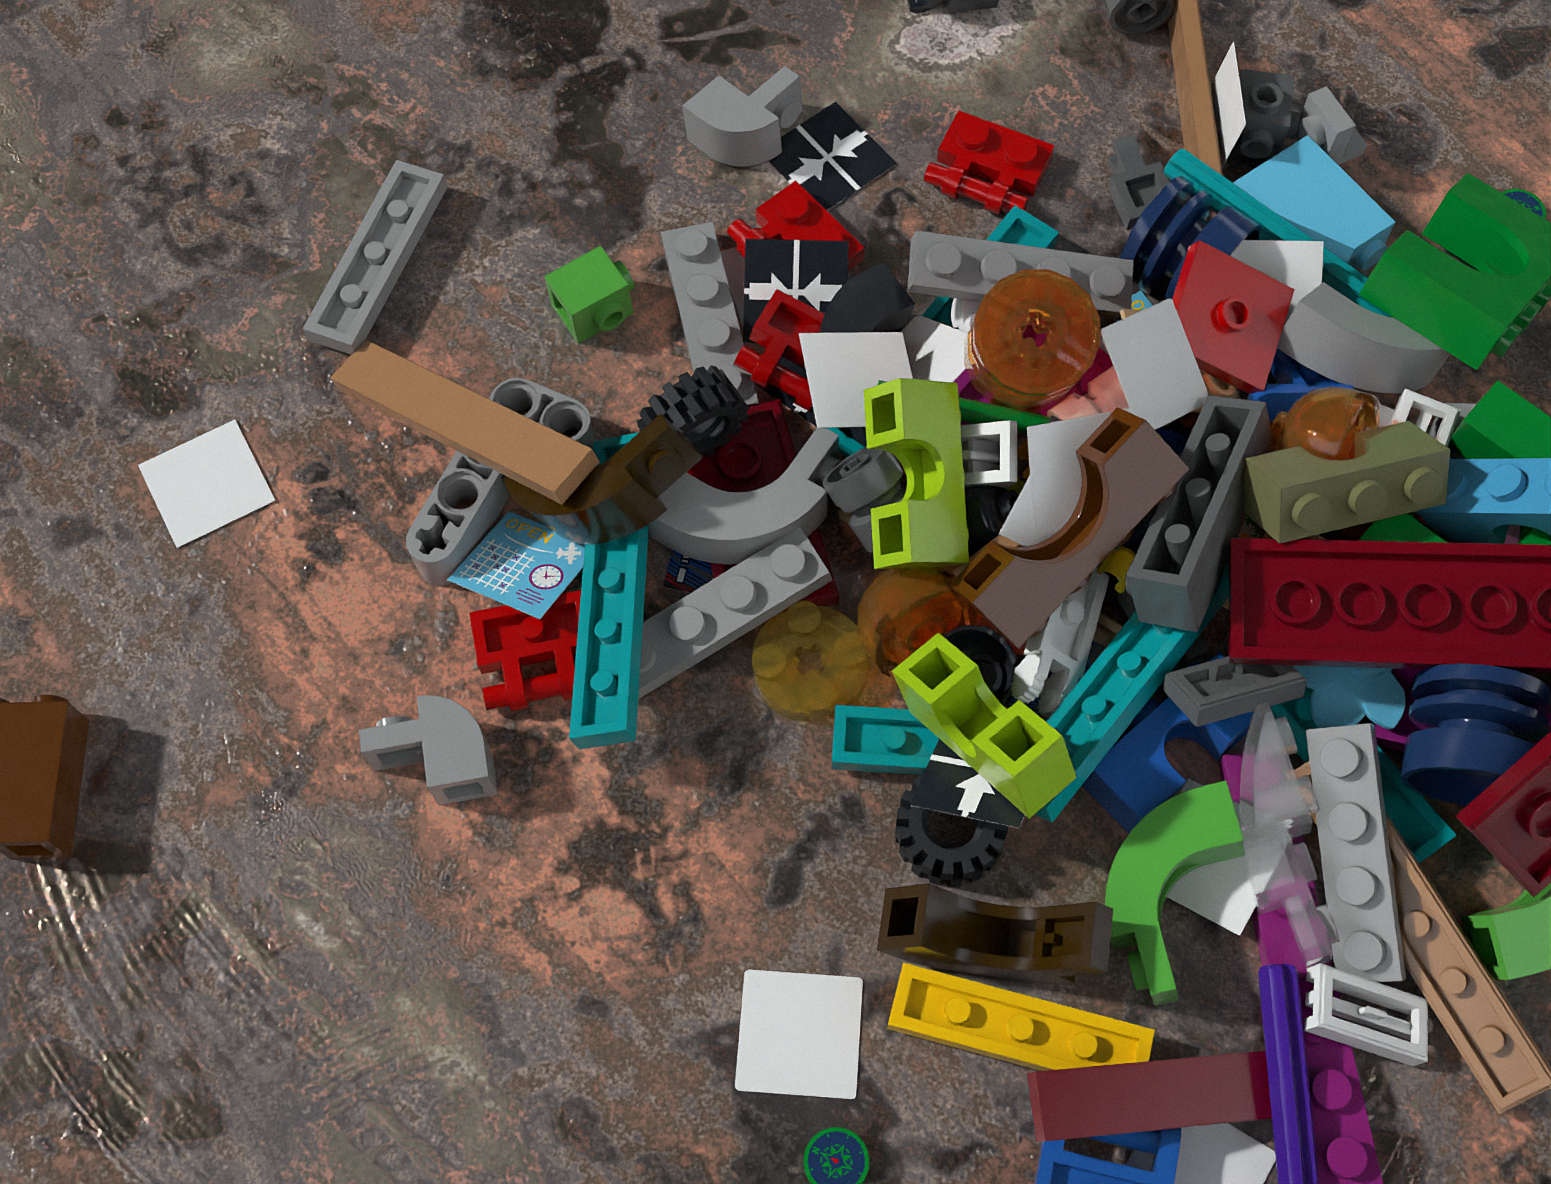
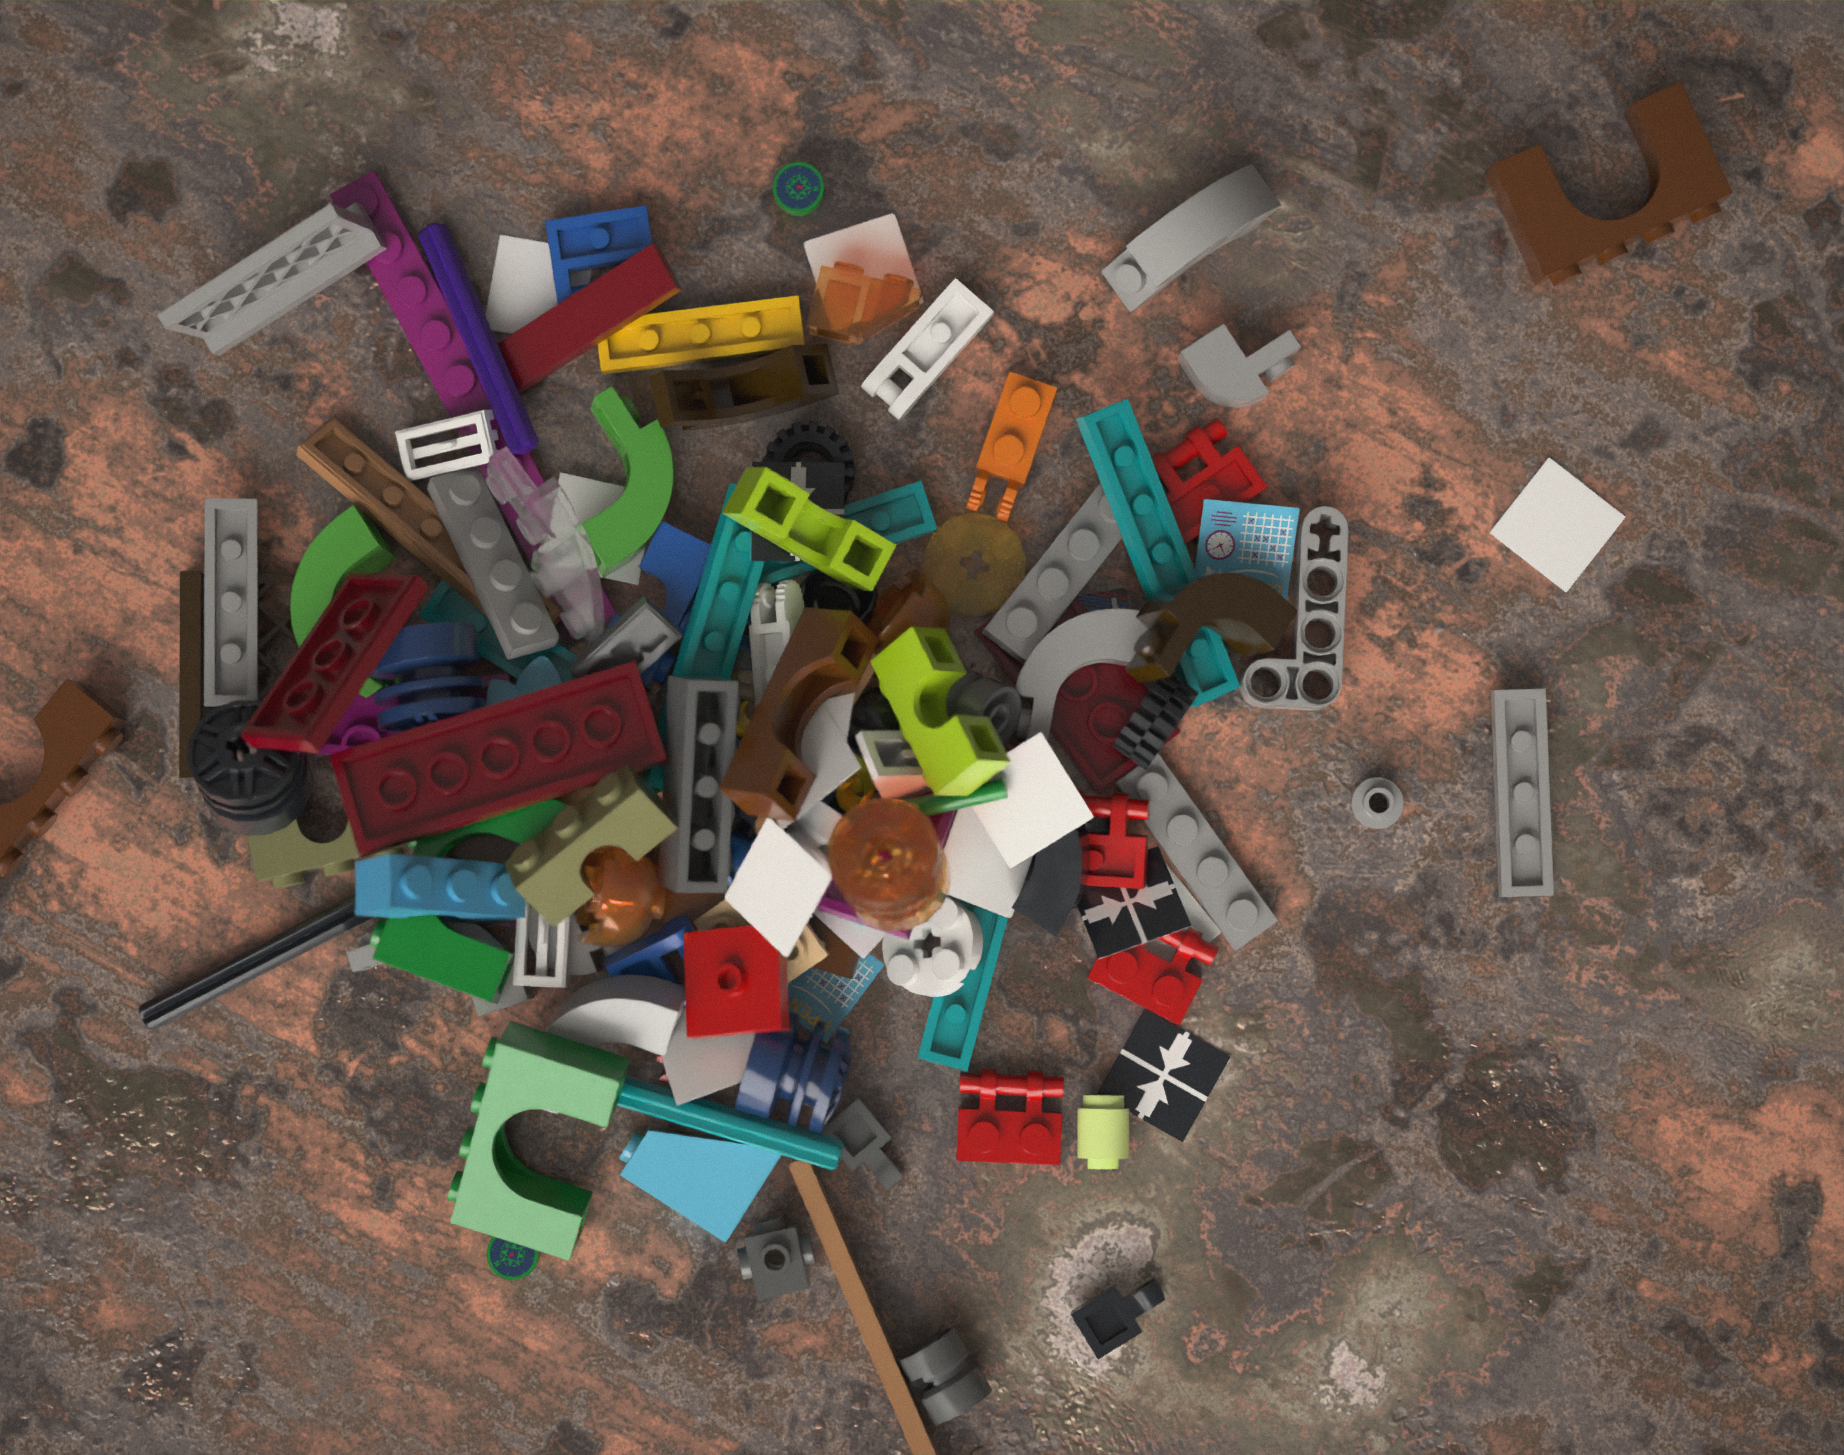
camera: 160 degrees right, 20 degrees up
(411, 896) = (1189, 234): none -> light grey arch
(466, 421) = (1352, 641): medium nougat tile -> none
(520, 309) = (1365, 814): none -> light grey plate
(591, 294) = (1307, 827): bright green brick -> none
(714, 773) = (1012, 439): none -> orange hinge
(739, 126) = (1248, 1058): light grey brick -> none
(761, 907) = (928, 347): none -> white plate
(823, 983) = (857, 306): none -> clear orange slope
(905, 121) = (1103, 1131): none -> yellowish green brick
(972, 266) = (929, 965): light grey plate -> none
(1228, 104) = (809, 1238): white sticker -> none
(1330, 127) = (706, 1270): light grey bracket -> none

